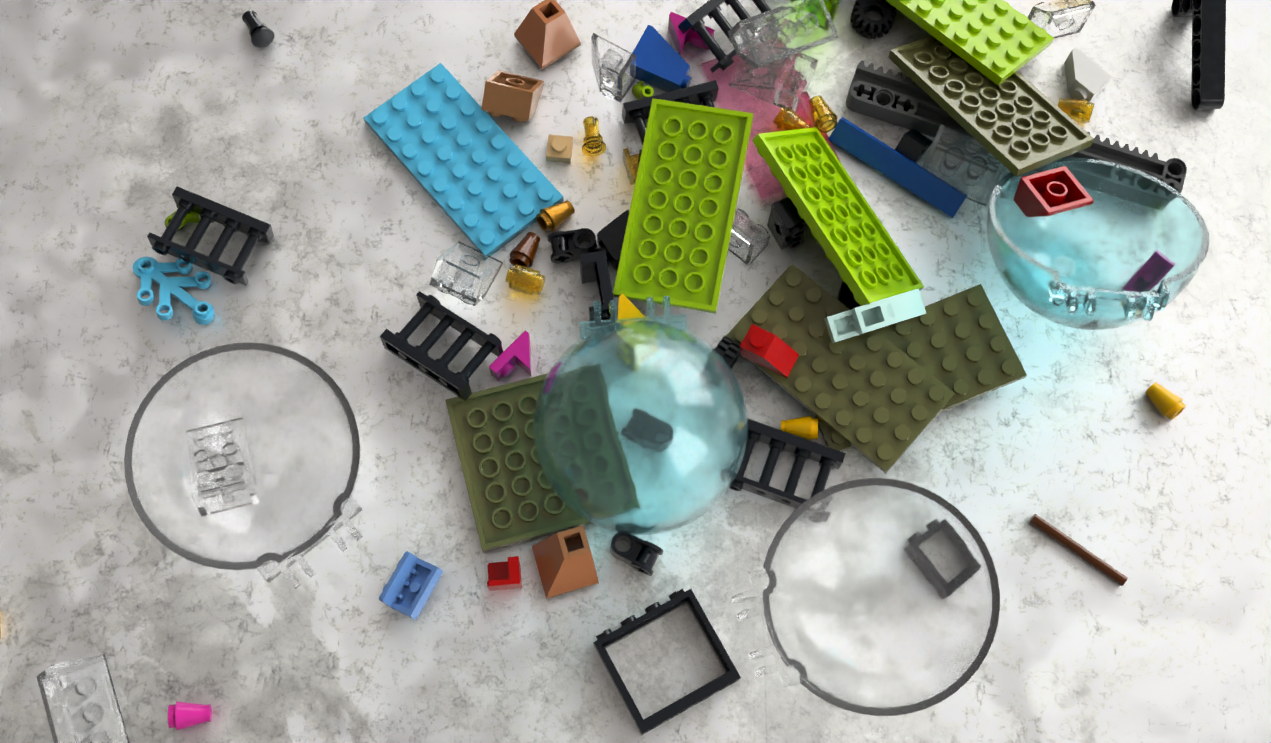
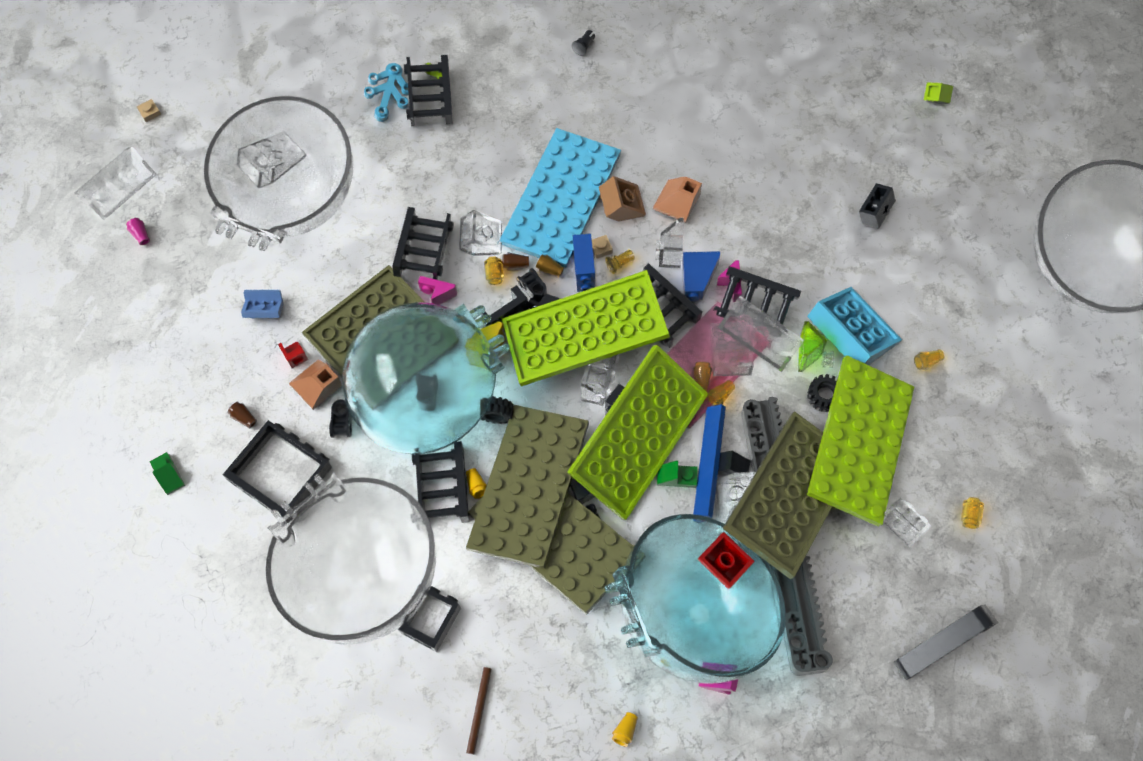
camera: 70 degrees right, 5 degrees down
(560, 677) = (241, 414): none -> reddish brown cone
(580, 172) = (583, 262): none -> blue window
(641, 91) = (671, 272): lime arm -> none
(768, 351) = (511, 430): red slope -> none
(875, 315) = (572, 488): light aqua slope -> none
(896, 208) = (678, 476): none -> green slope
(1077, 109) = (835, 570): clear yellow cone -> none
(1084, 76) = (865, 564): white slope -> none

